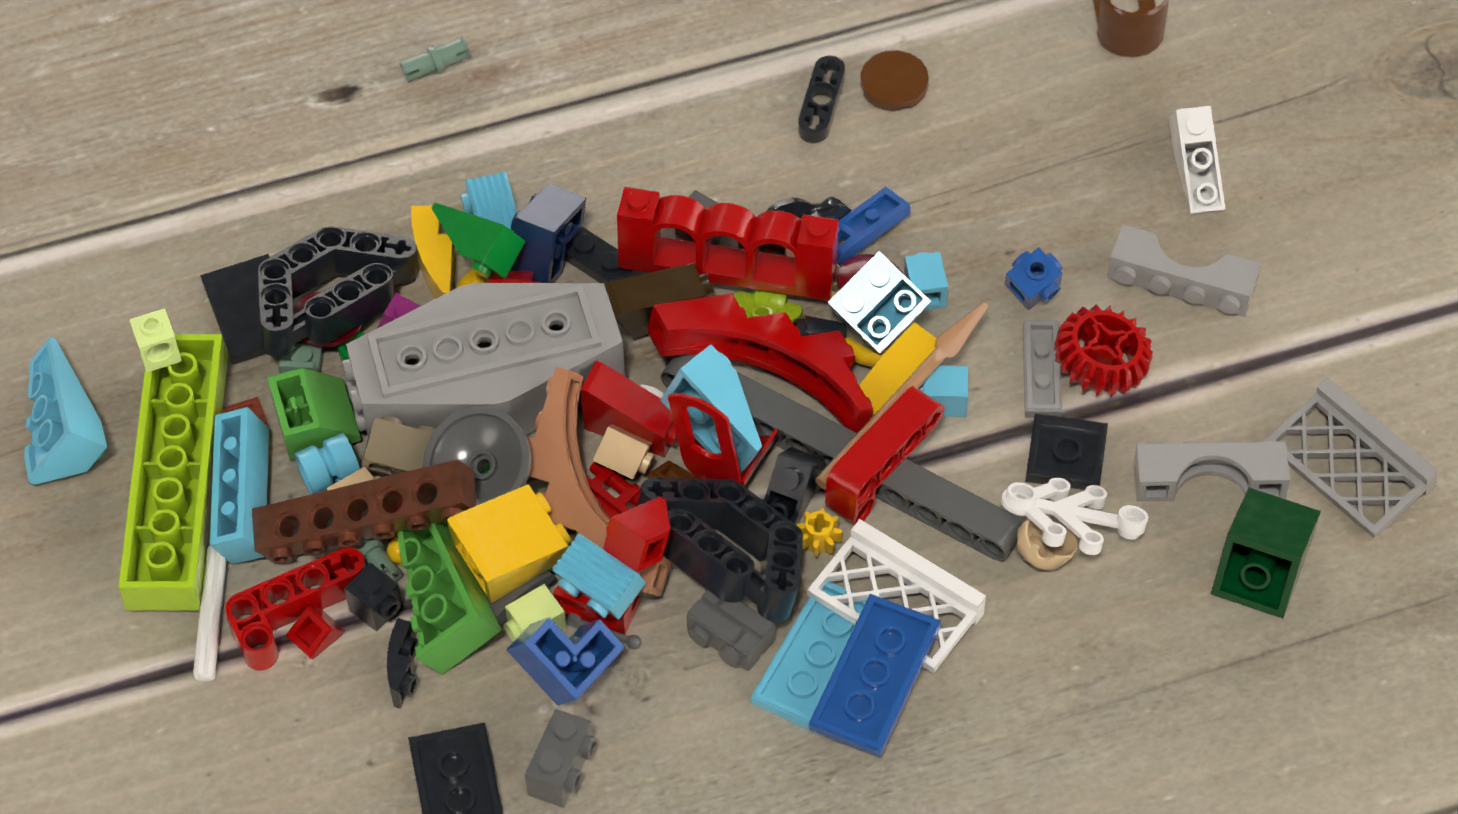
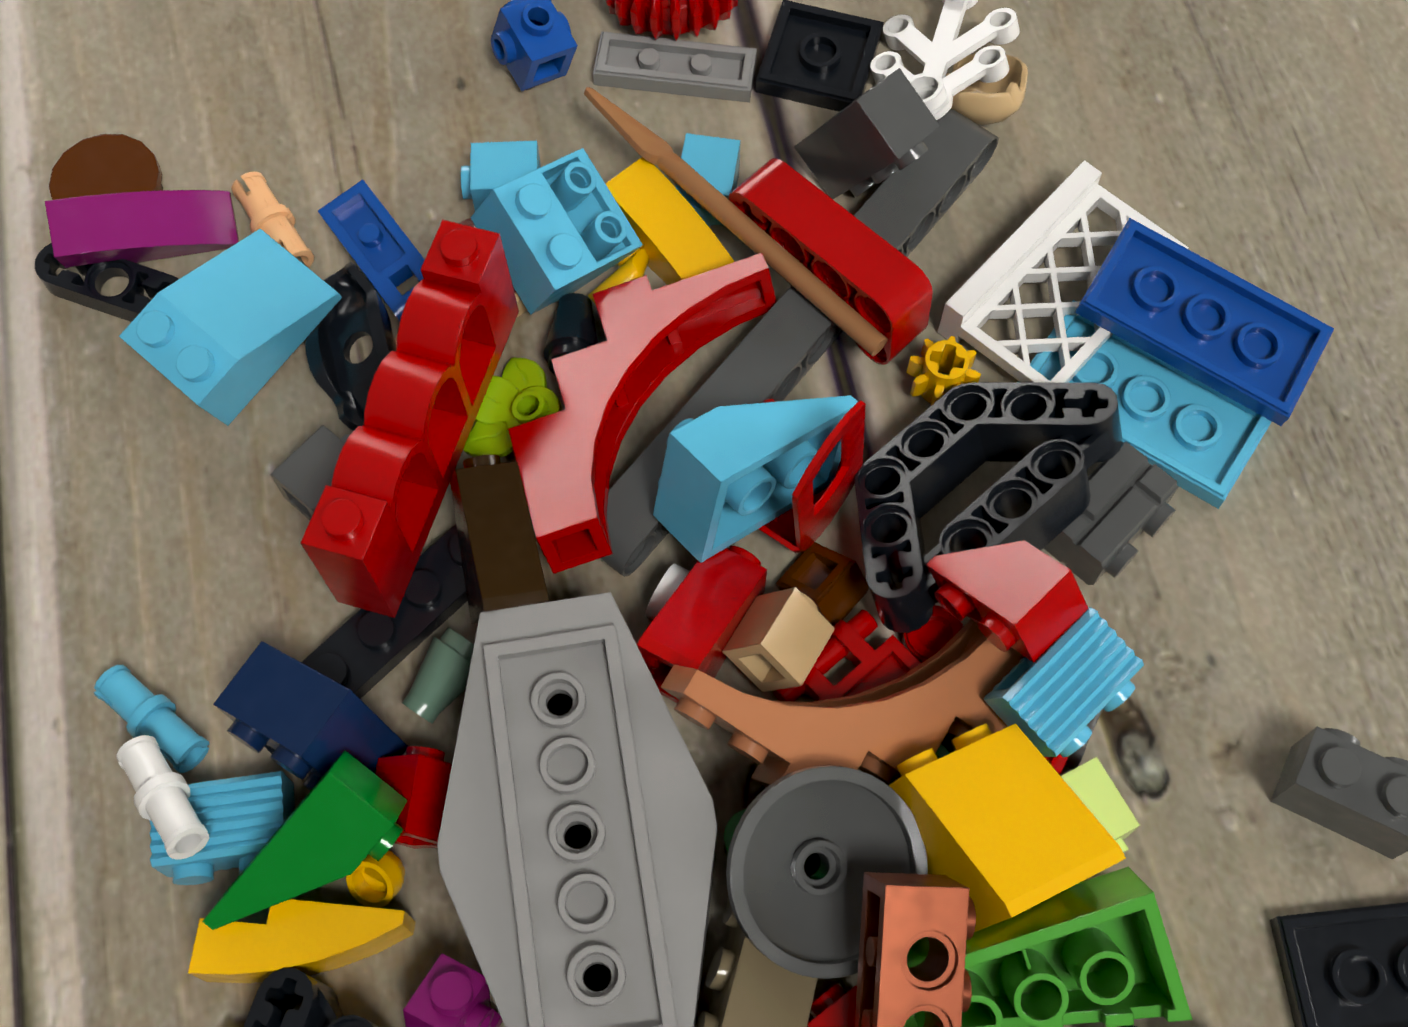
camera: 85 degrees left, 10 degrees up
(498, 173) = (162, 797): none -> white pin
(551, 168) = (151, 716): none -> medium azure pin
(564, 664) = (1188, 753): blue brick -> none
(793, 483) = (864, 376): black slope -> none
(794, 155) = (231, 323): none -> medium azure slope
(856, 100) = (140, 225): none -> magenta slope
(877, 167) = (270, 215): none -> light nougat pin
(974, 460) = (869, 138): none -> dark grey wedge

